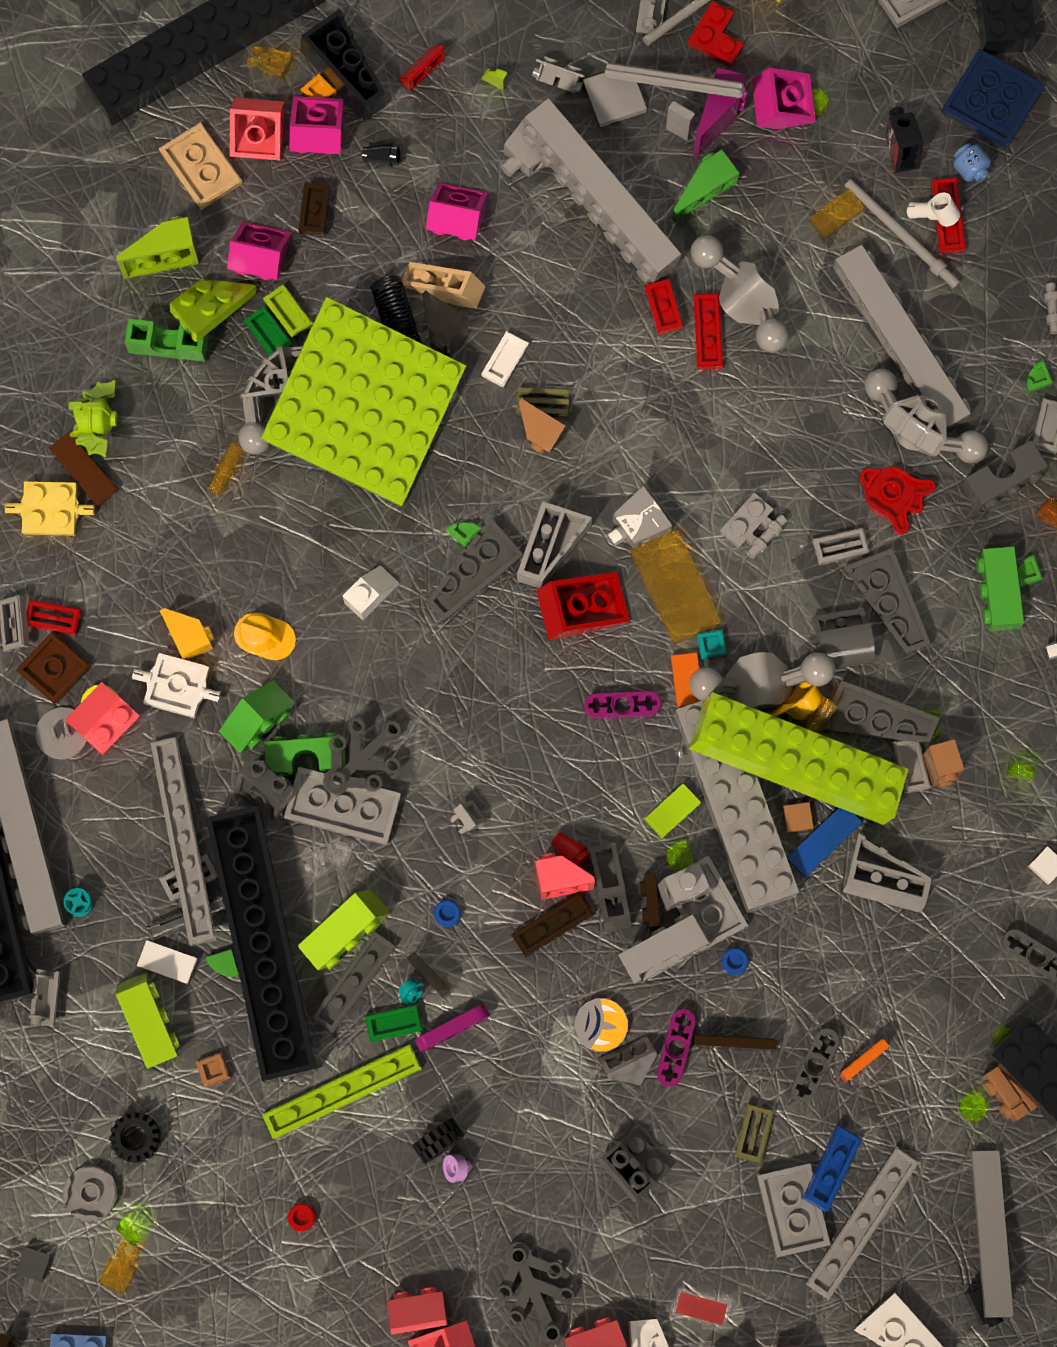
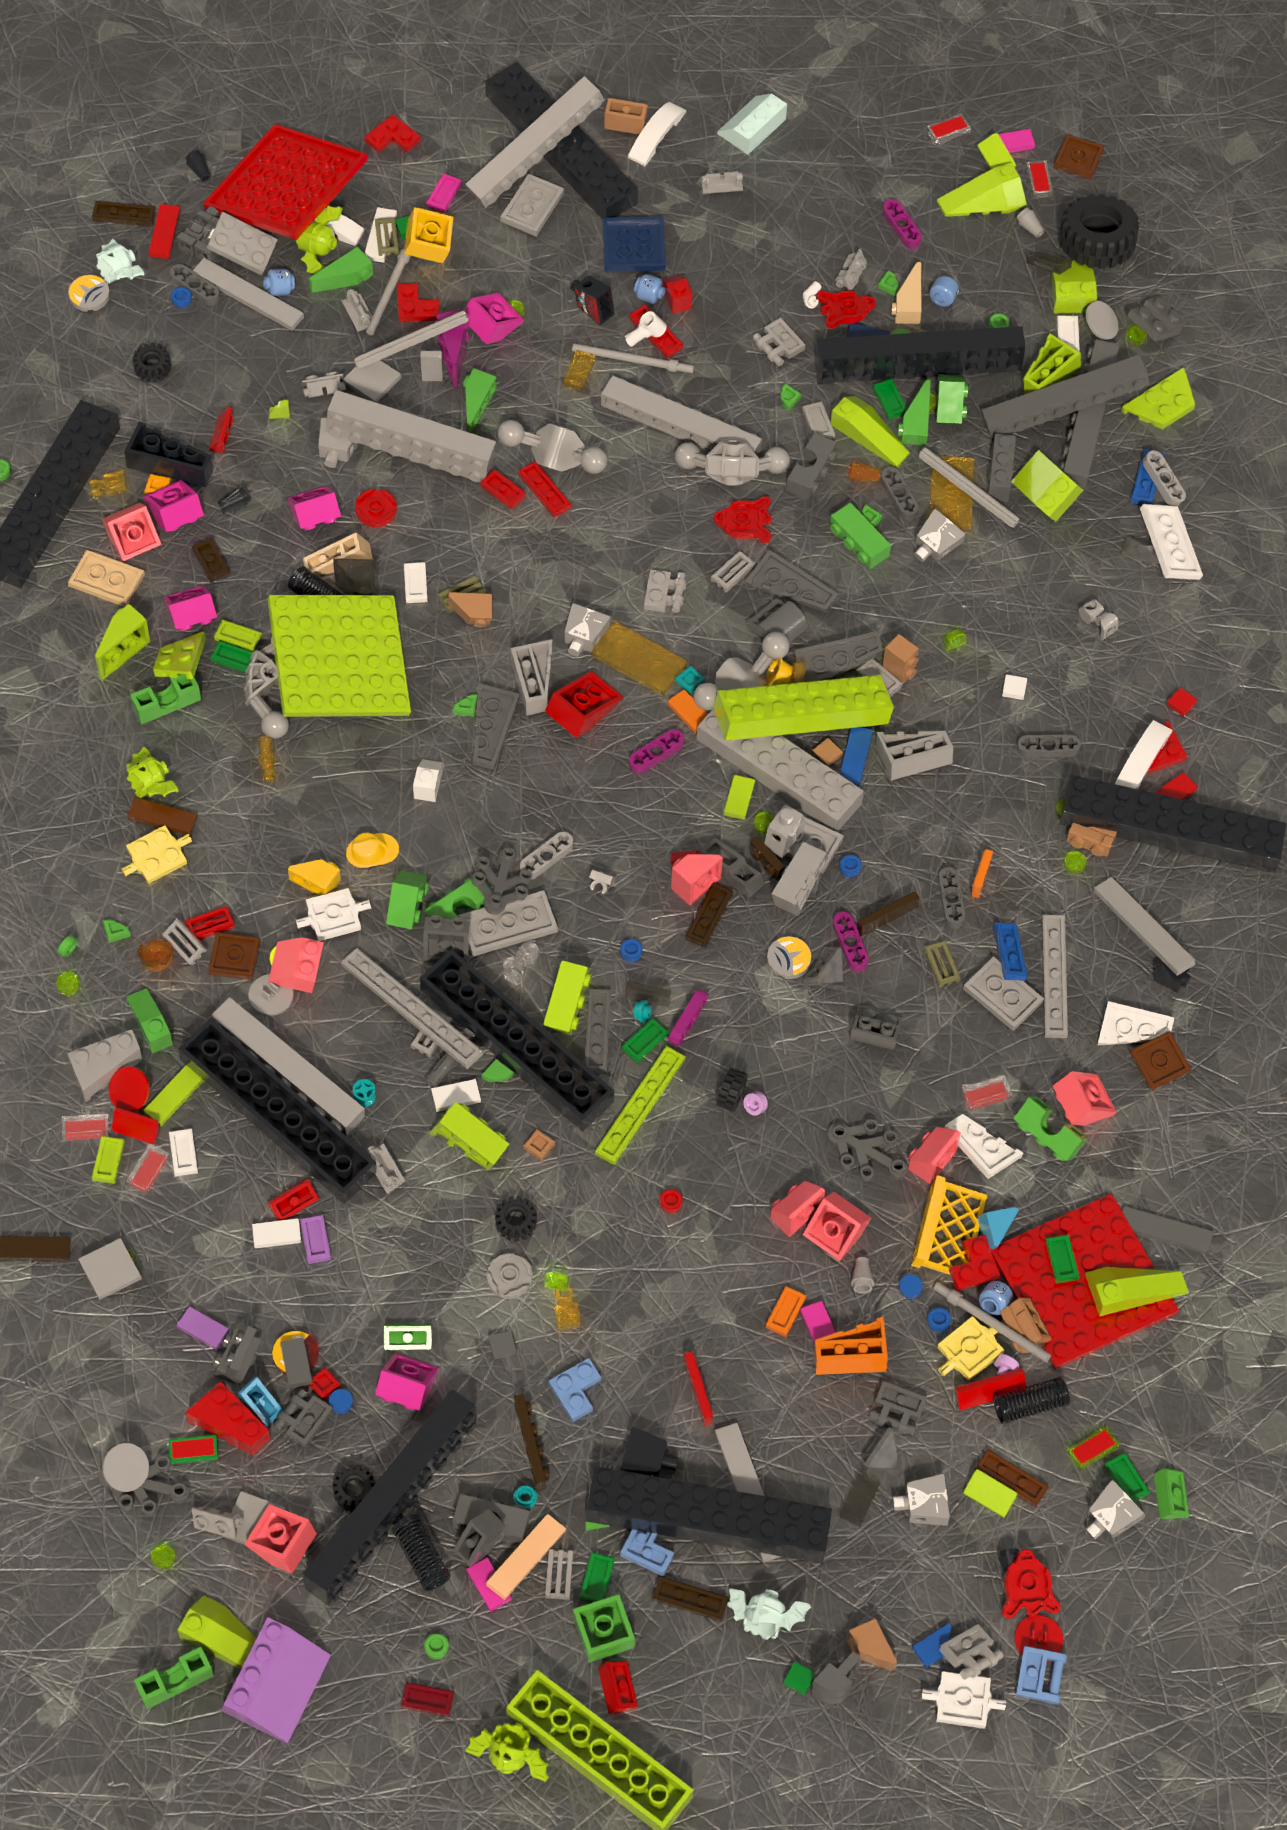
camera: 35 degrees left, 15 degrees down
(413, 761) = (549, 846): none -> light grey beam
(521, 248) = (376, 508): none -> red tile
(999, 183) = (677, 293): none -> red slope

